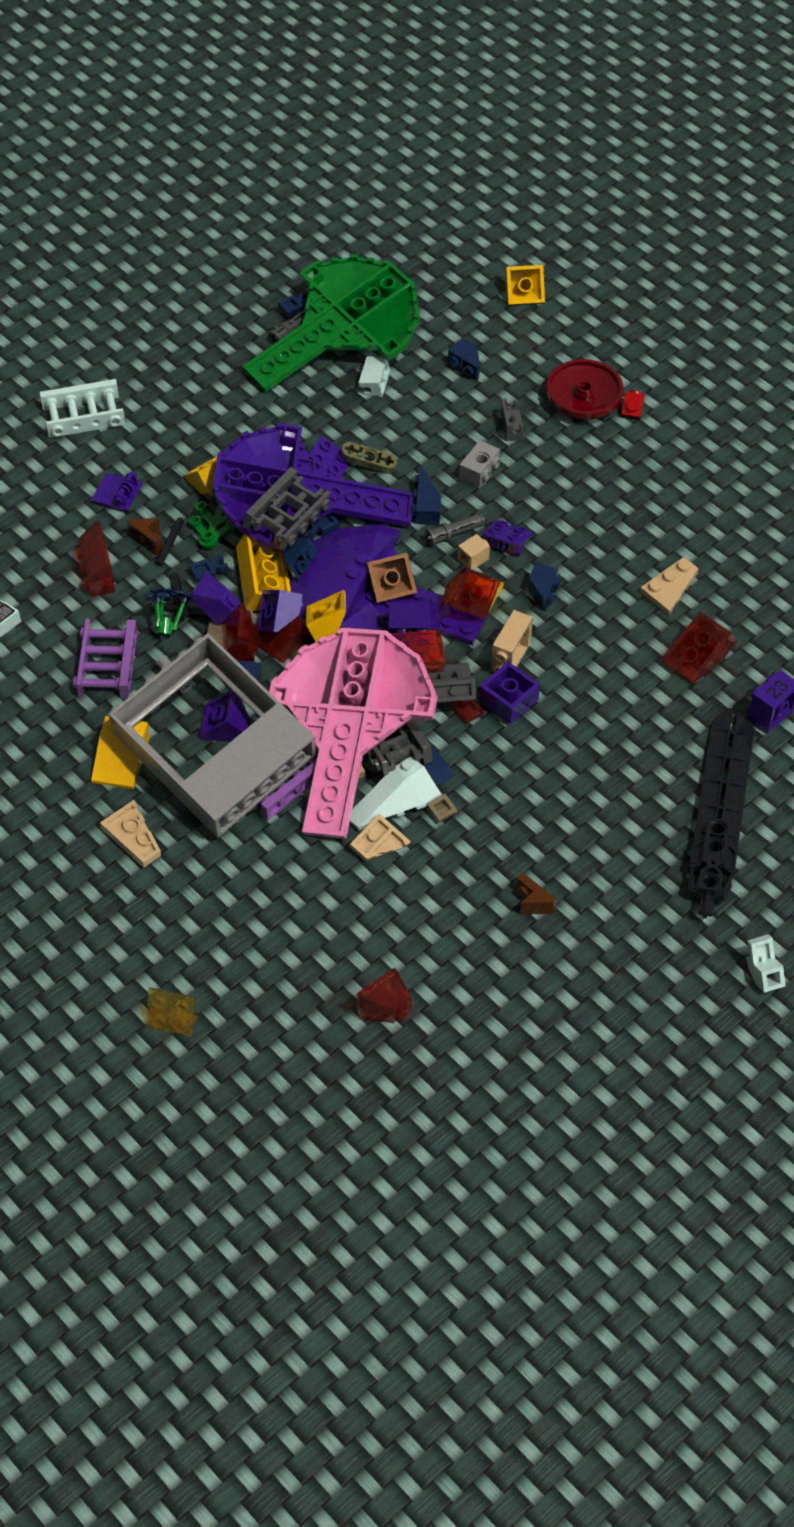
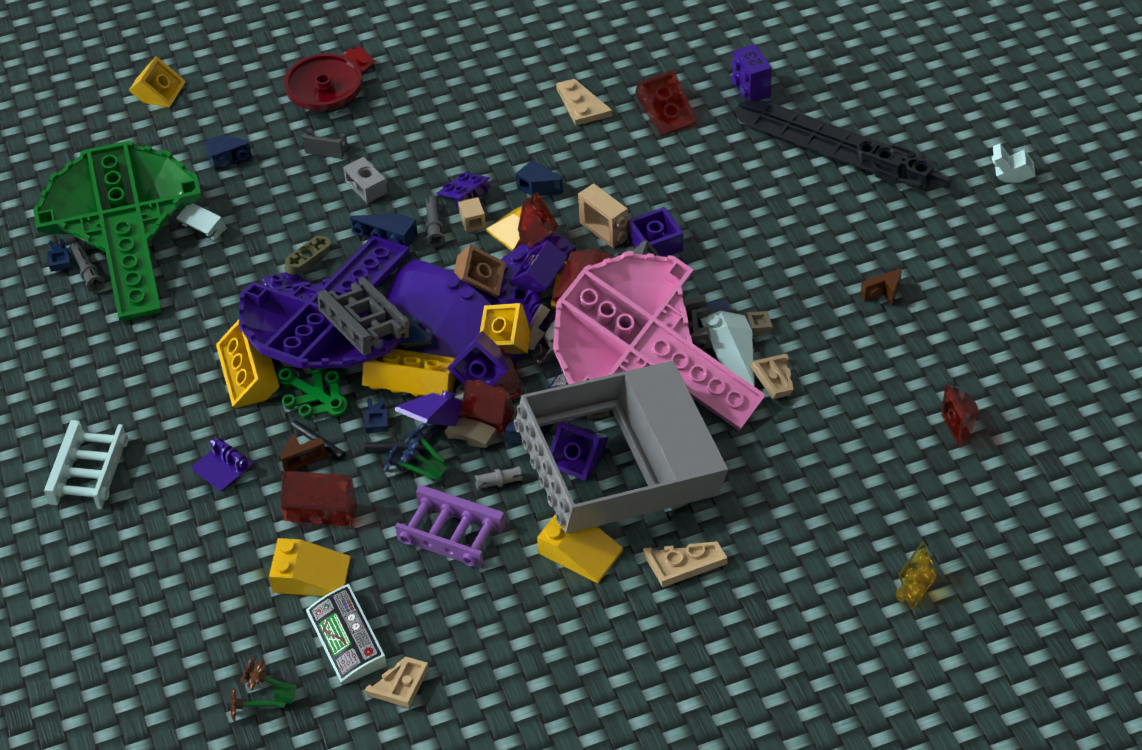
camera: 65 degrees left, 5 degrees down
(29, 582) = (307, 568): none -> yellow slope

